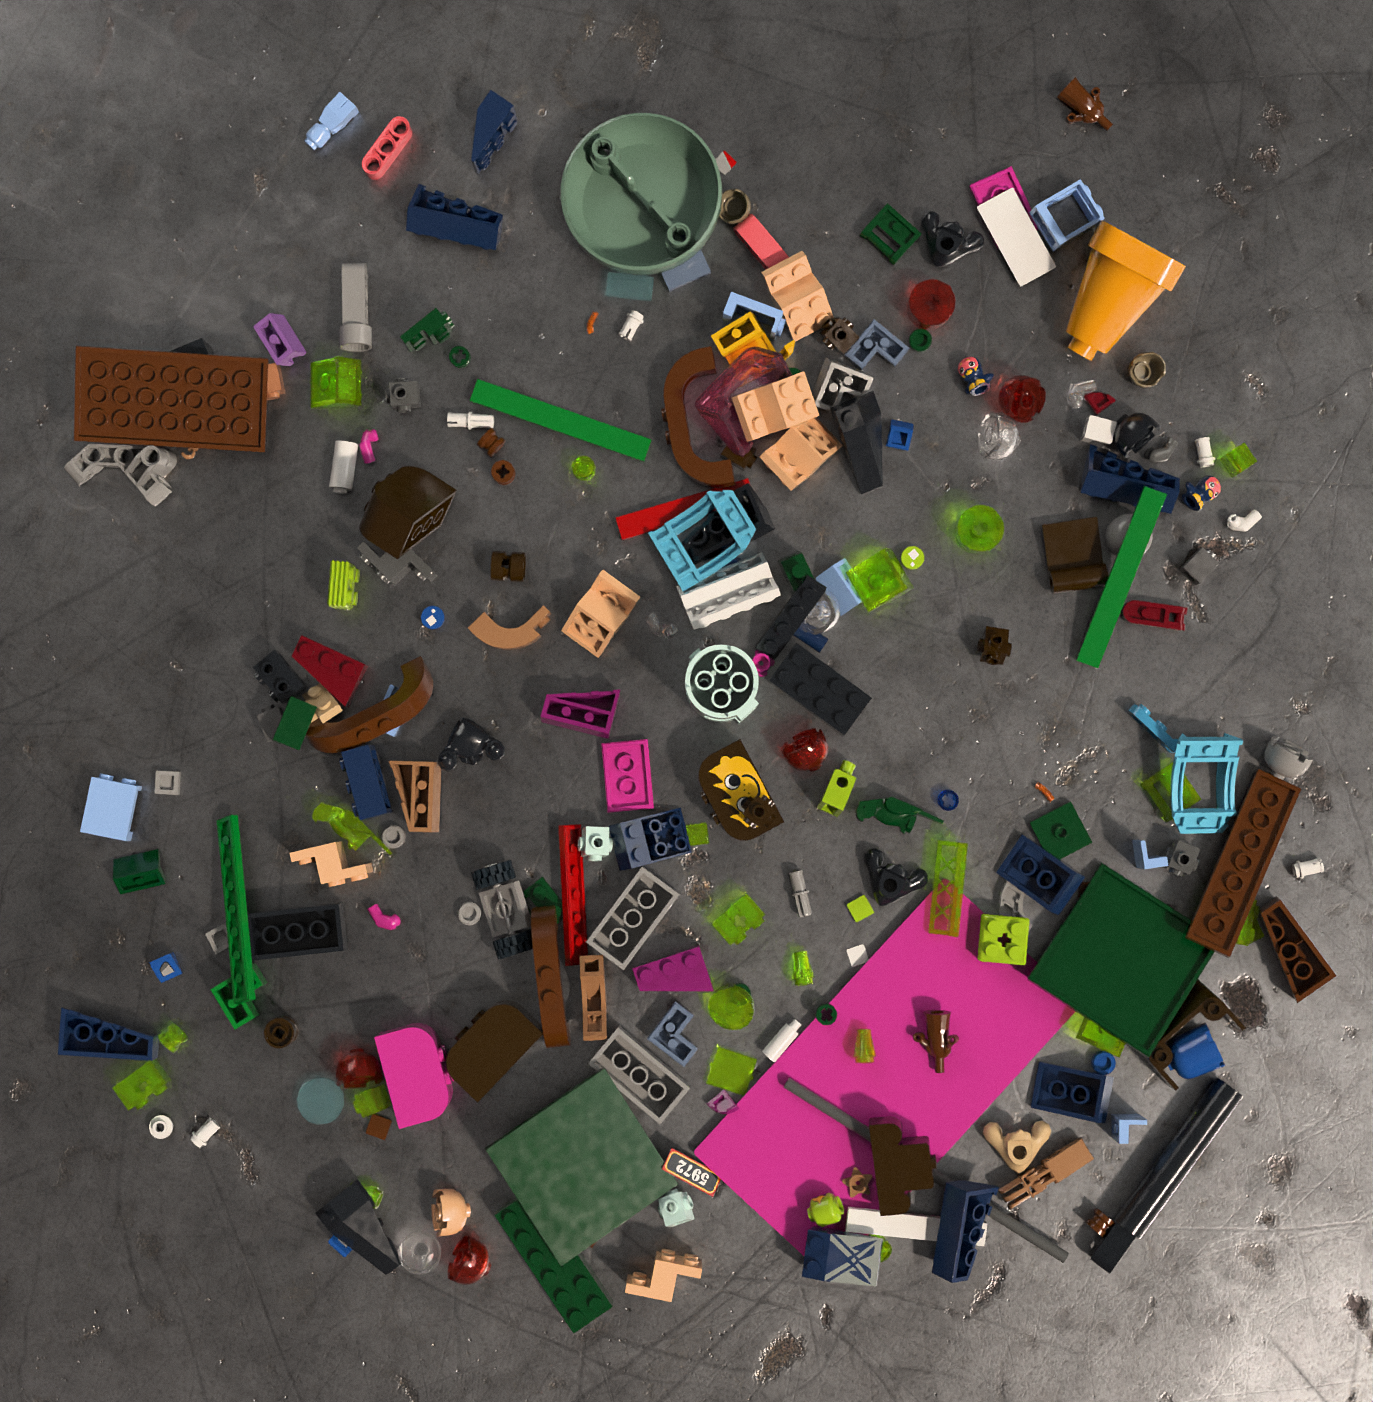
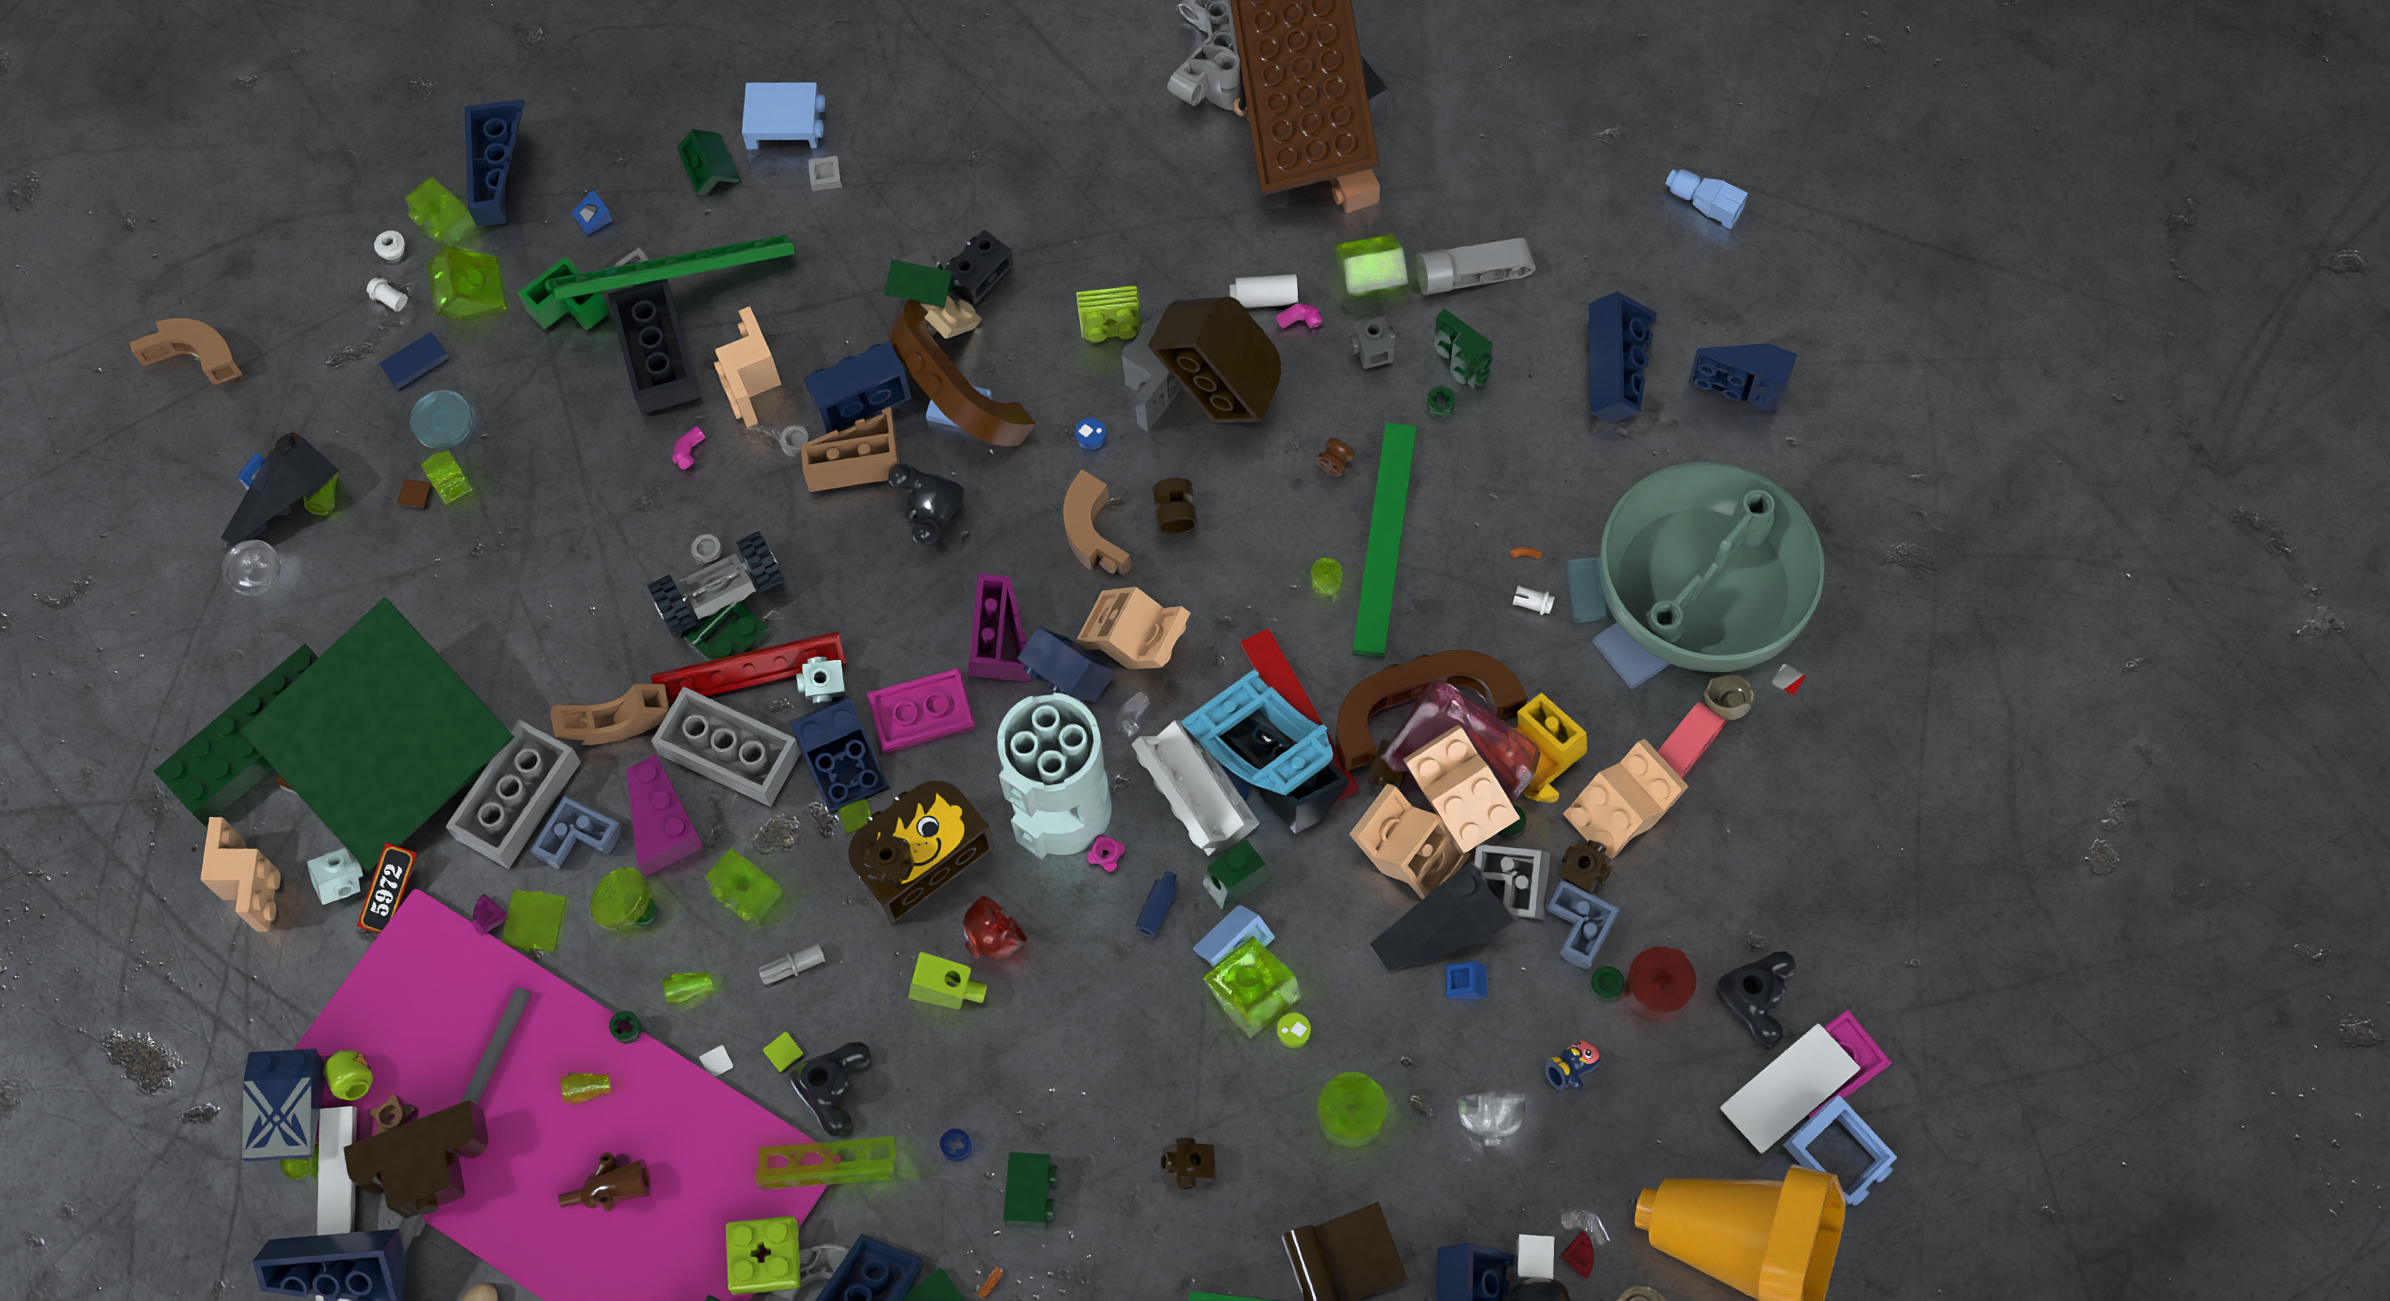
camera: 80 degrees right, 20 degrees down
(173, 1037) = (502, 235): clear neon green wheel -> none
(210, 1070) = (465, 284): none -> clear neon green slope
(229, 1269) = (193, 338): none -> medium nougat arch
(266, 1116) = (414, 360): none -> dark blue tile
(279, 339) = (1411, 186): medium lavender brick -> none
(281, 1031) = (523, 353): dark brown wheel -> none
(331, 669) = (999, 324): dark red wedge -> none
(346, 825) = (792, 392): clear neon green animal -> none
(358, 1069) = (484, 450): clear red cylinder -> none
(385, 159) = (1699, 276): coral beam -> none
(415, 1073) = (485, 515): dark pink brick -> none
(449, 1212) = (307, 593): light nougat cylinder -> none
(470, 420) = (1359, 427): white axle -> none
(470, 1261) = (242, 631): clear red cylinder -> none
(491, 1046) = (529, 600): dark brown brick -> none
(505, 475) = (1298, 487): reddish brown wheel -> none
(548, 977) = (624, 639): reddish brown arch -> none
(627, 664) = (1065, 665): none -> dark blue brick
(764, 313) = (1589, 715): light blue panel -> none
(781, 1040) = (582, 977): white cylinder -> none
(790, 617) = (1173, 870): black plate -> none
(819, 689) = (1081, 934): black brick -> none
(823, 615) = (1190, 906): clear cylinder -> none
(892, 812) = (922, 1065): dark green animal -> none
(895, 228) = (1757, 918): dark green plate -> none
(991, 755) = (1029, 1190): none -> dark green brick
(1021, 398) = (1555, 1134): clear red cylinder -> none
(1086, 104) = (2013, 1145): reddish brown piece -> none

